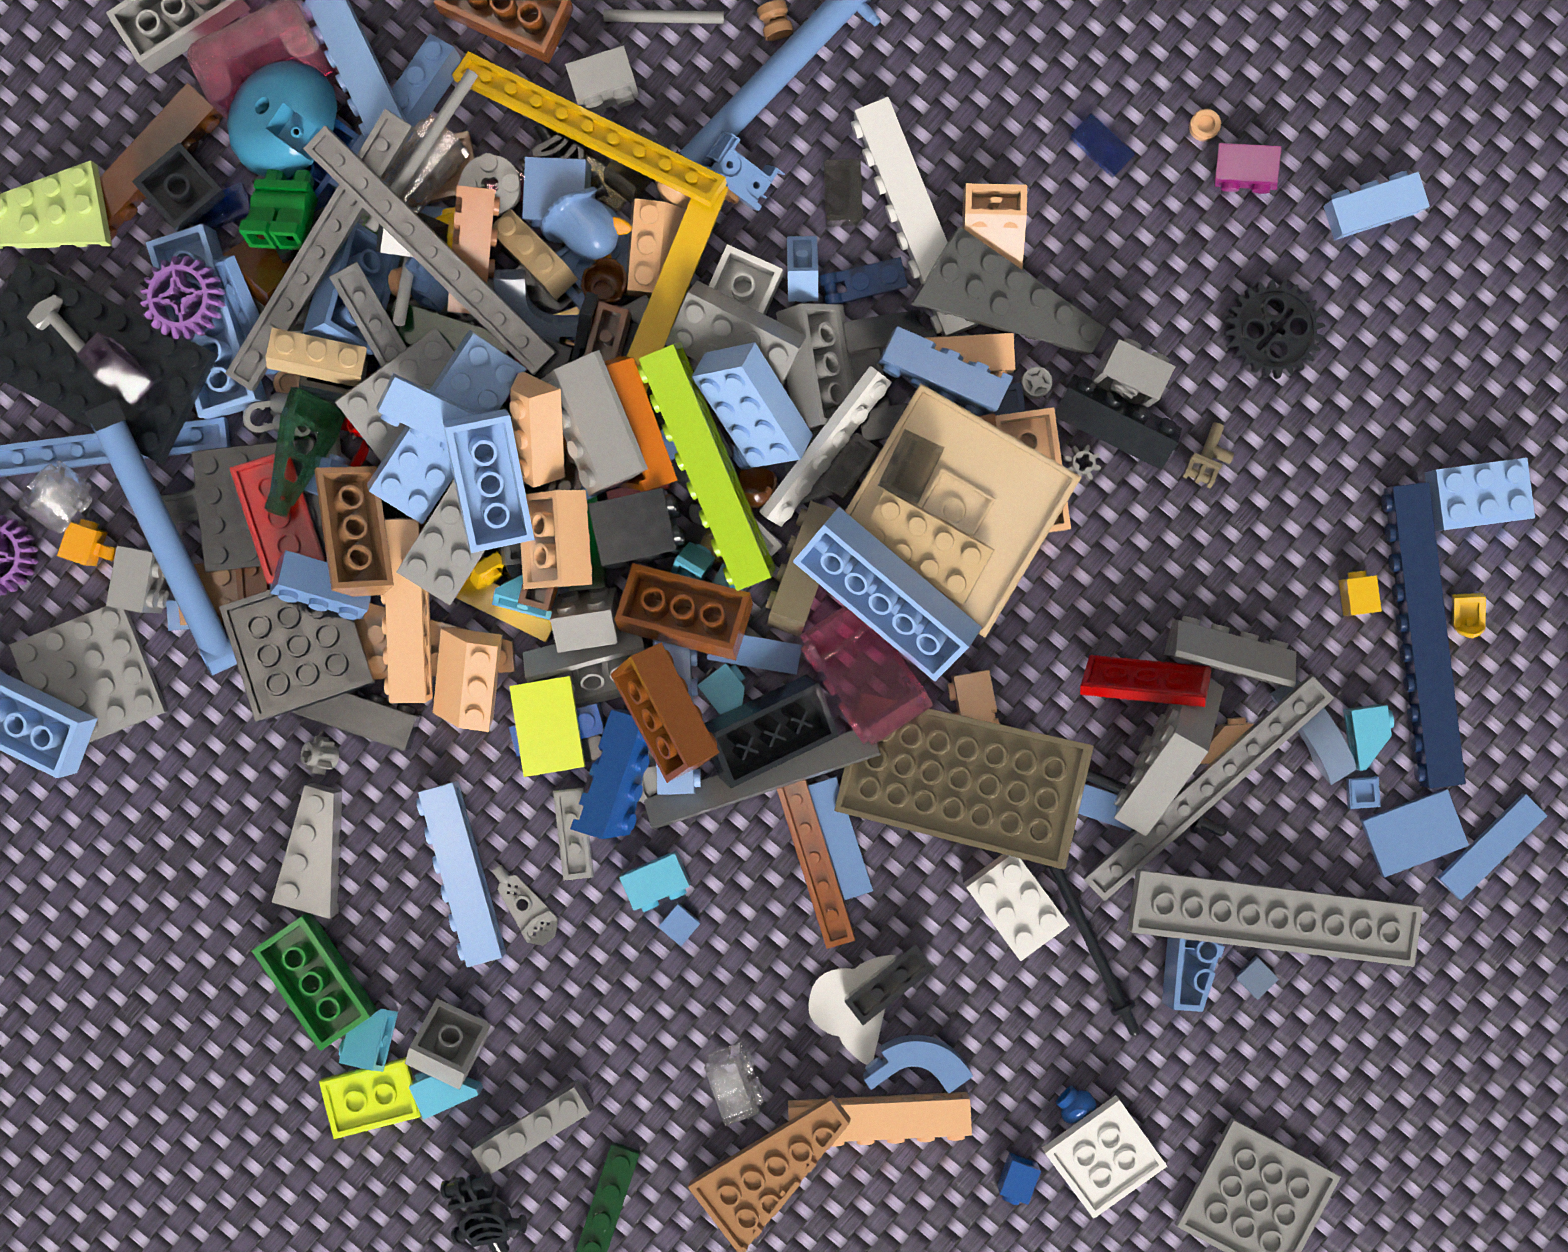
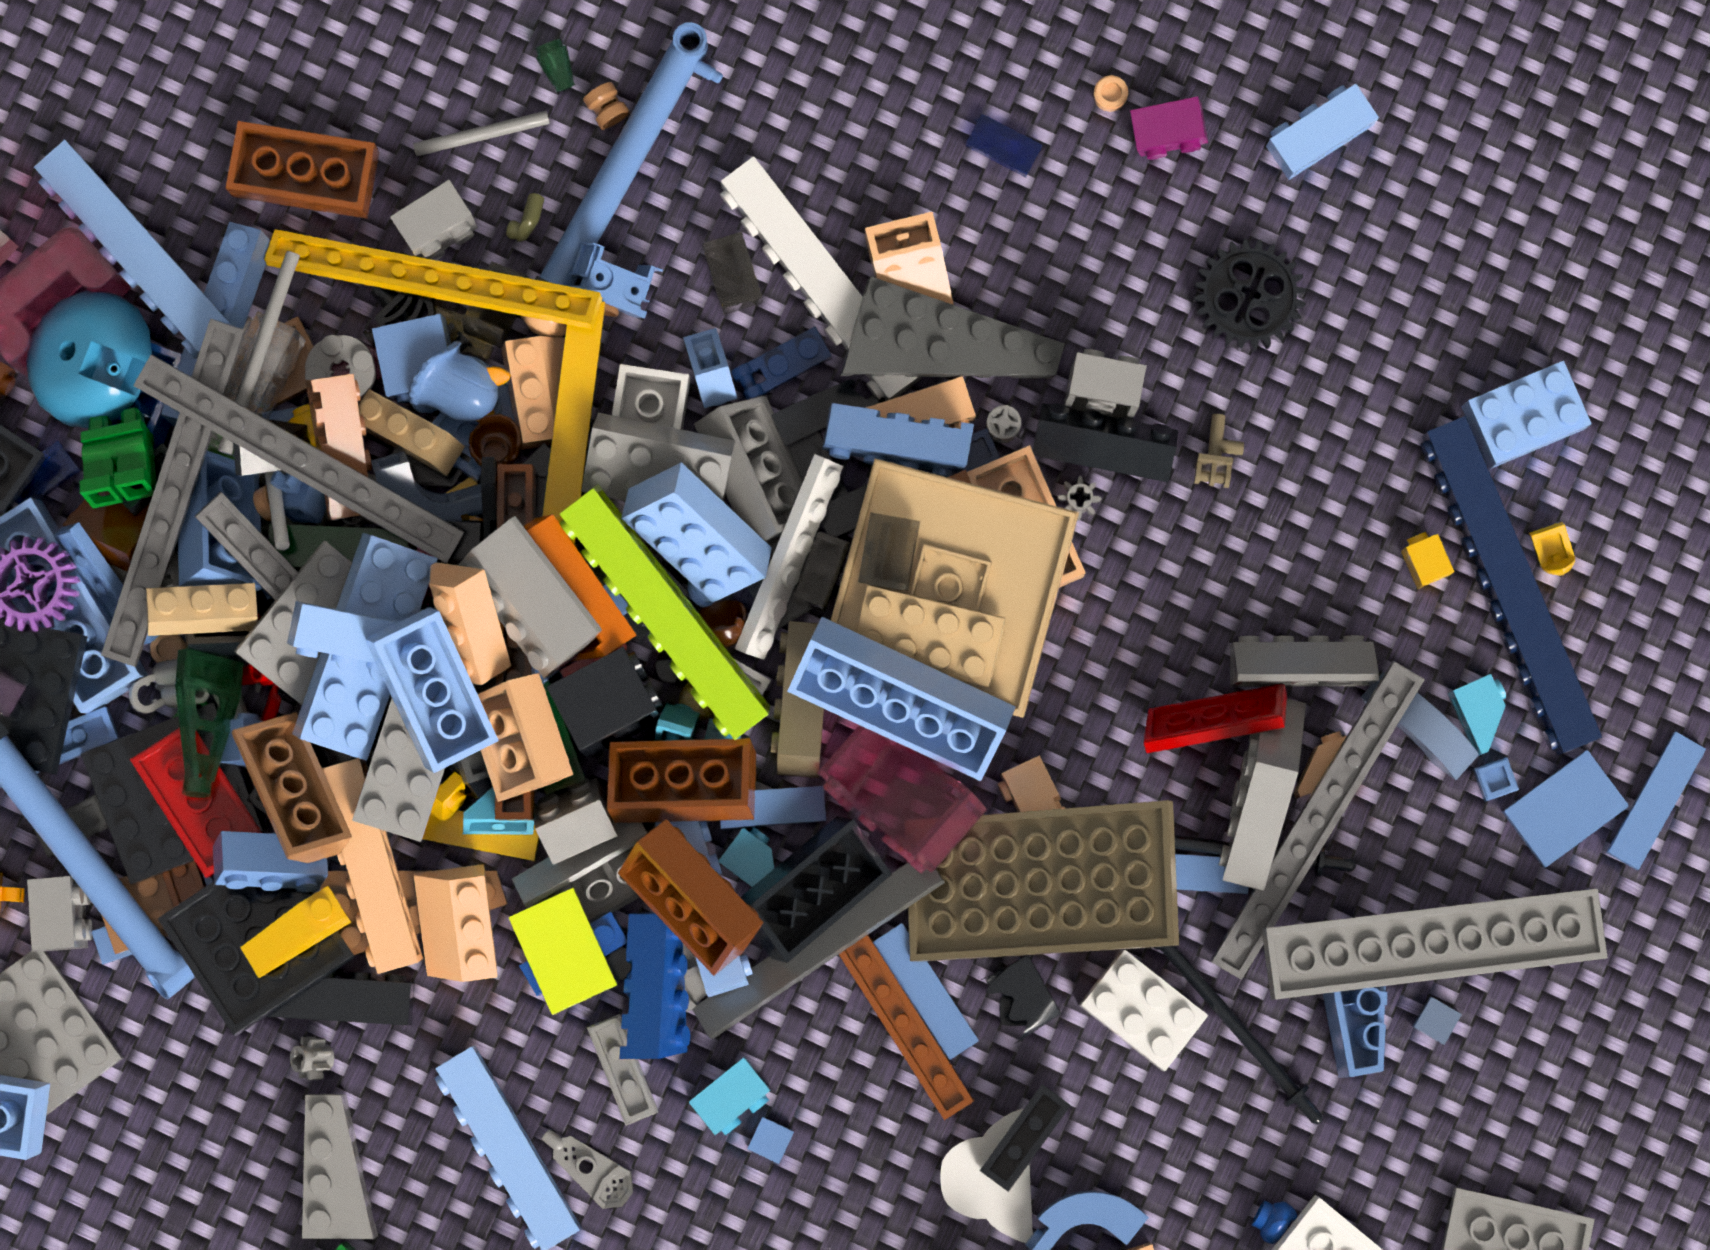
camera: 20 degrees left, 5 degrees down
(329, 649) = (295, 931): none -> yellow slope
(685, 100) = (529, 220): none -> olive arm
(919, 865) = (1024, 996): none -> black piece

